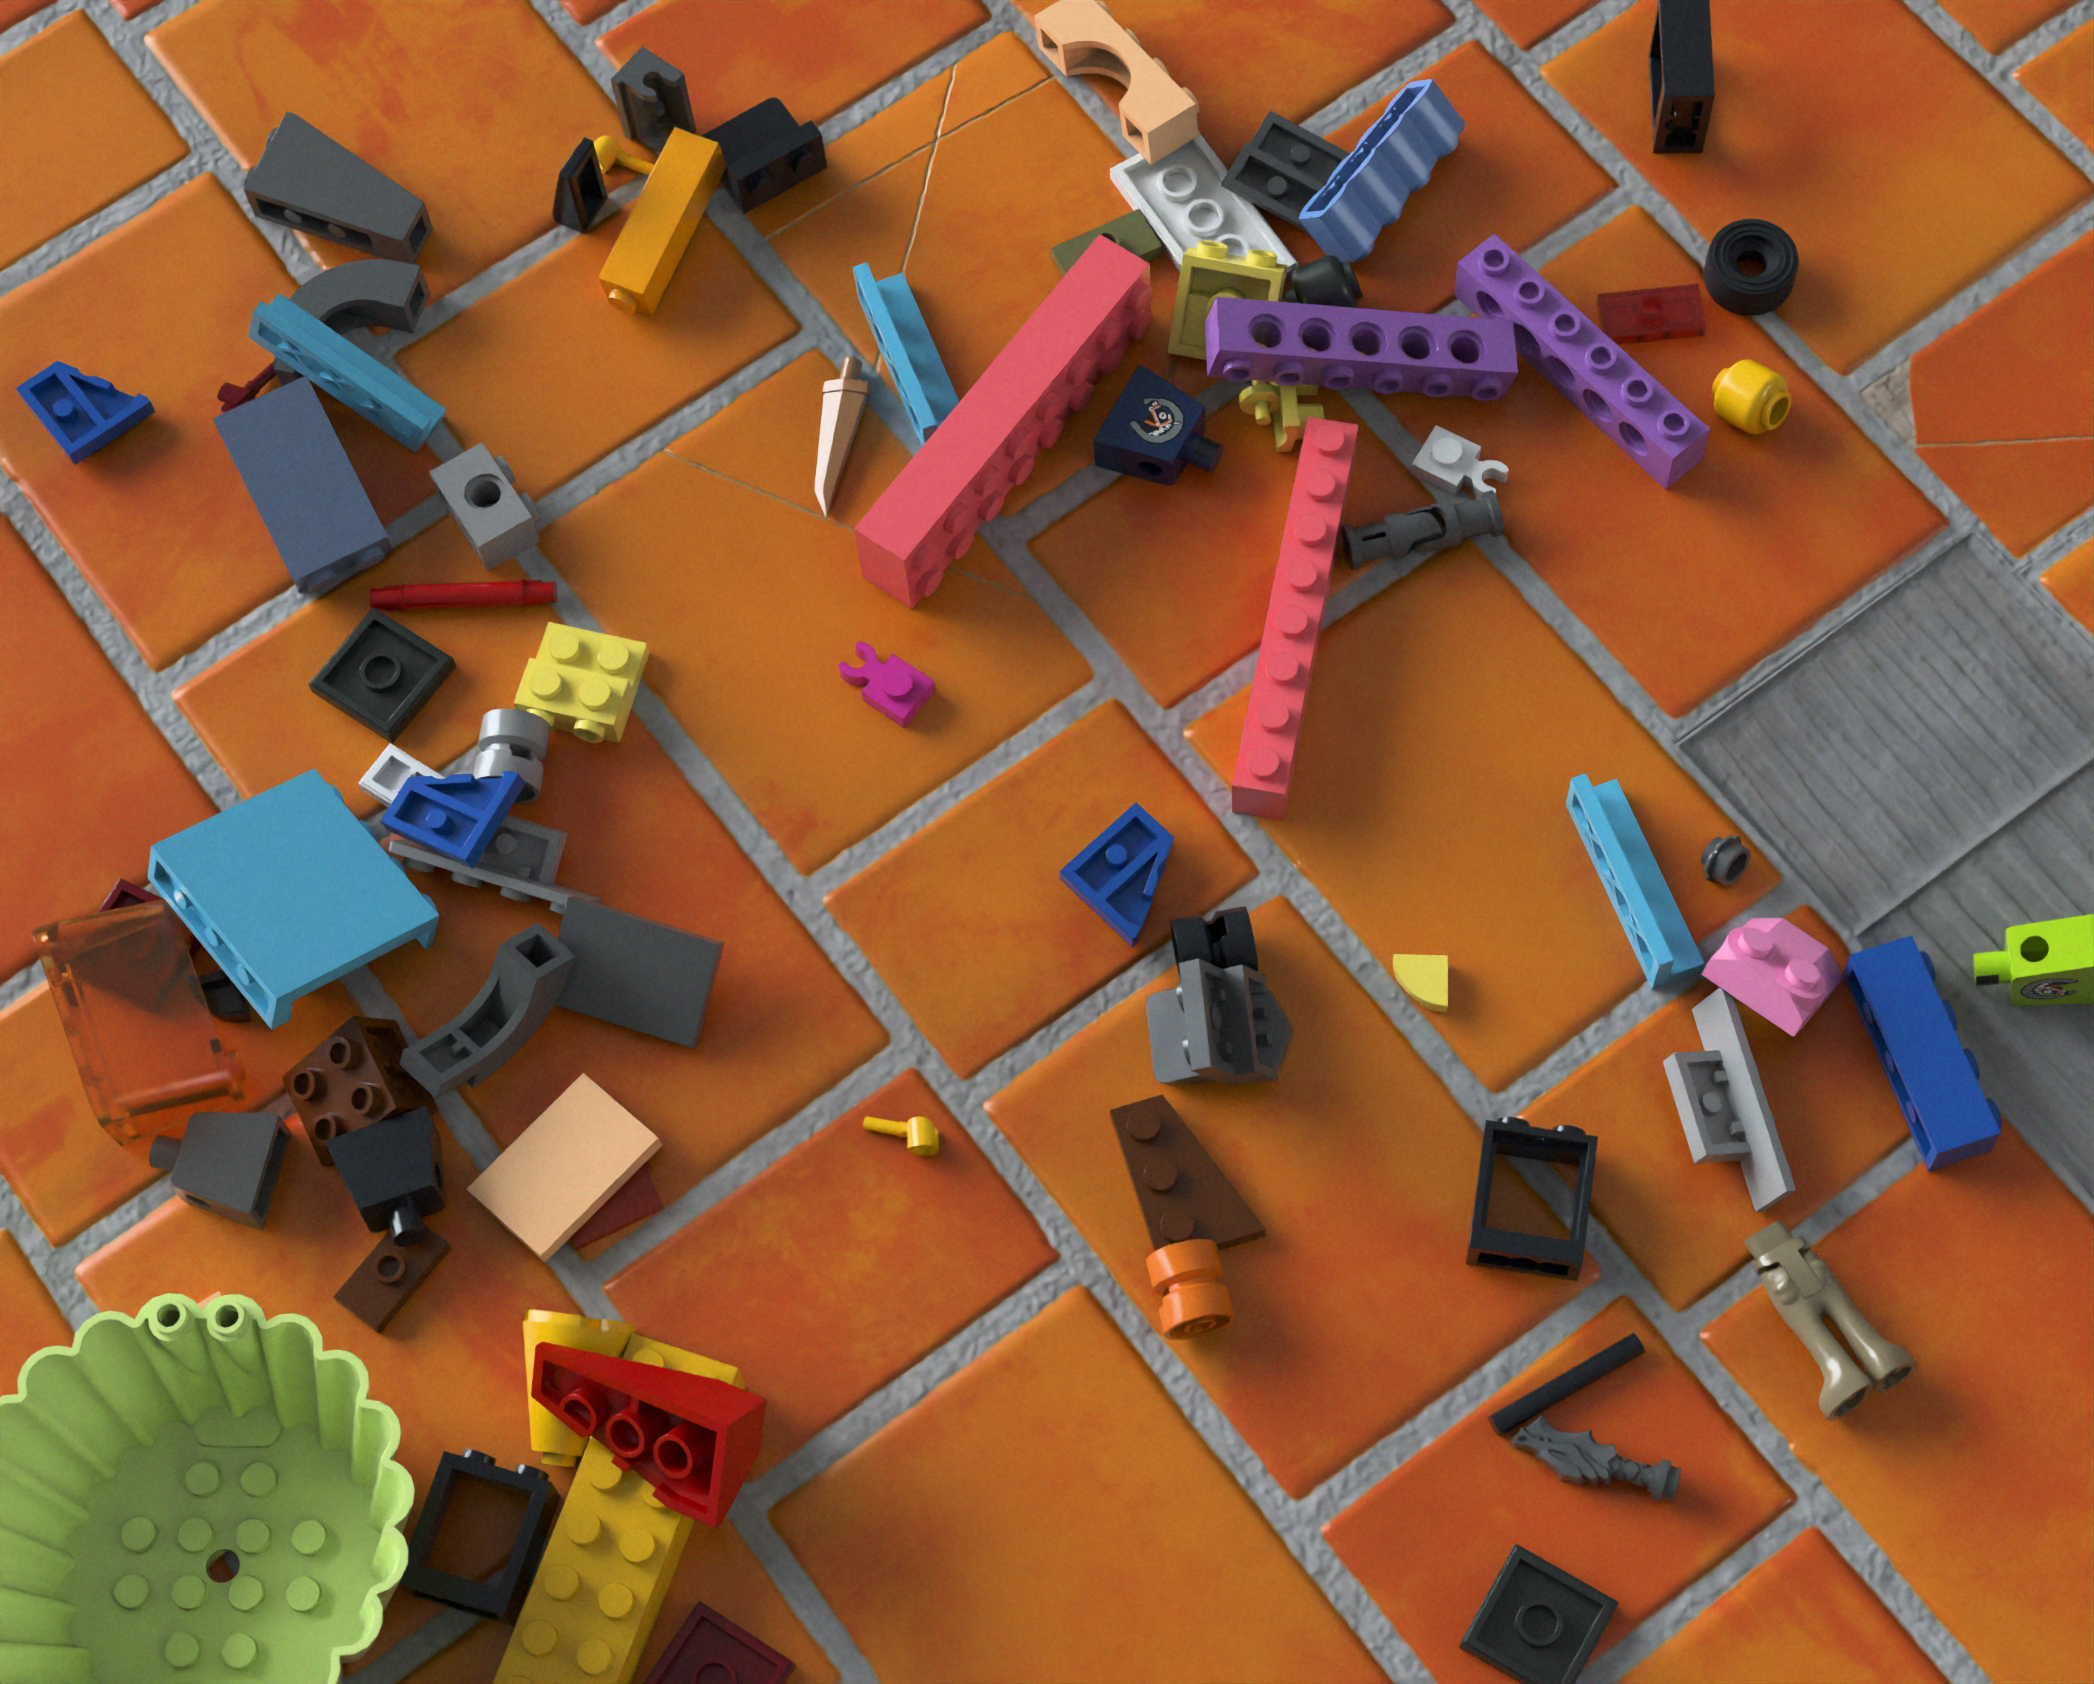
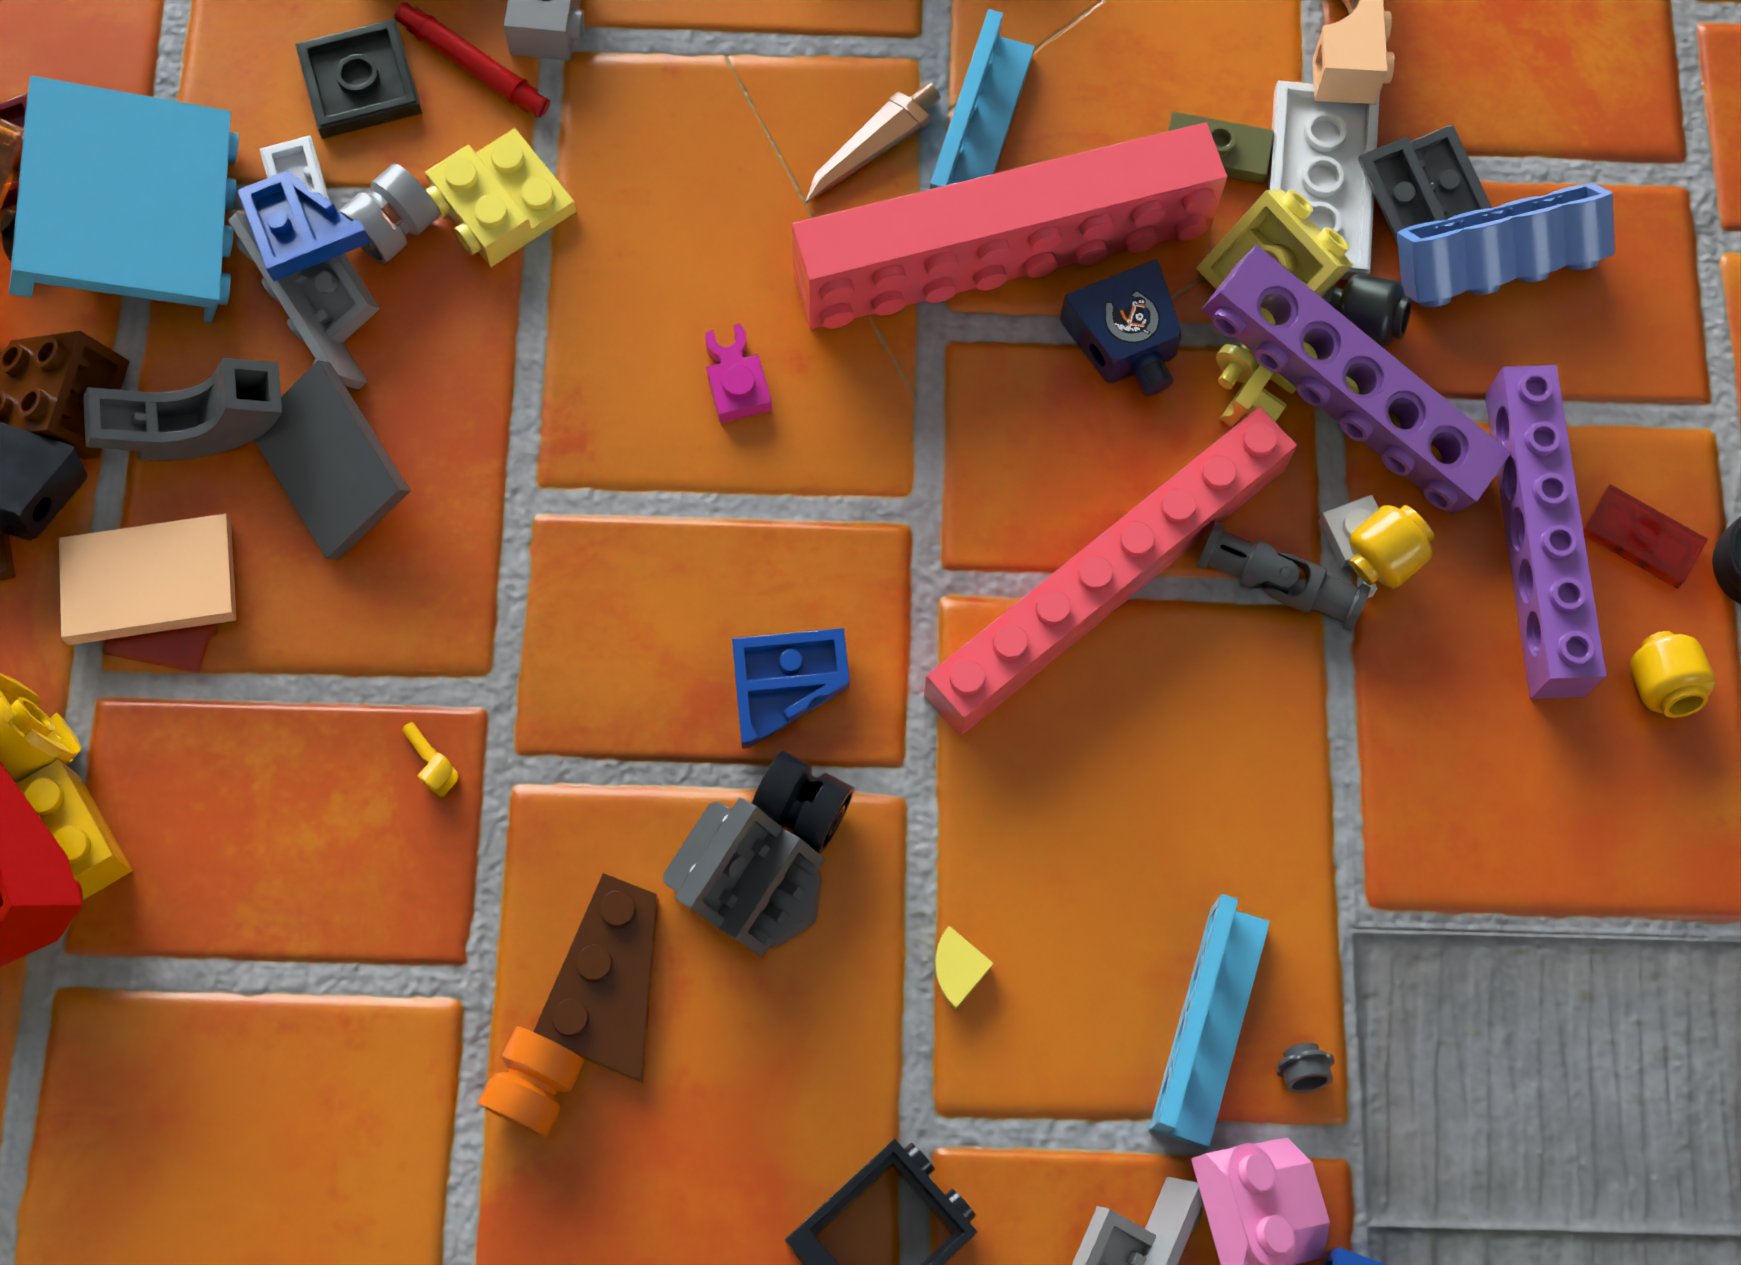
camera: 30 degrees right, 5 degrees up
(1484, 449) = (1391, 546): none -> yellow head

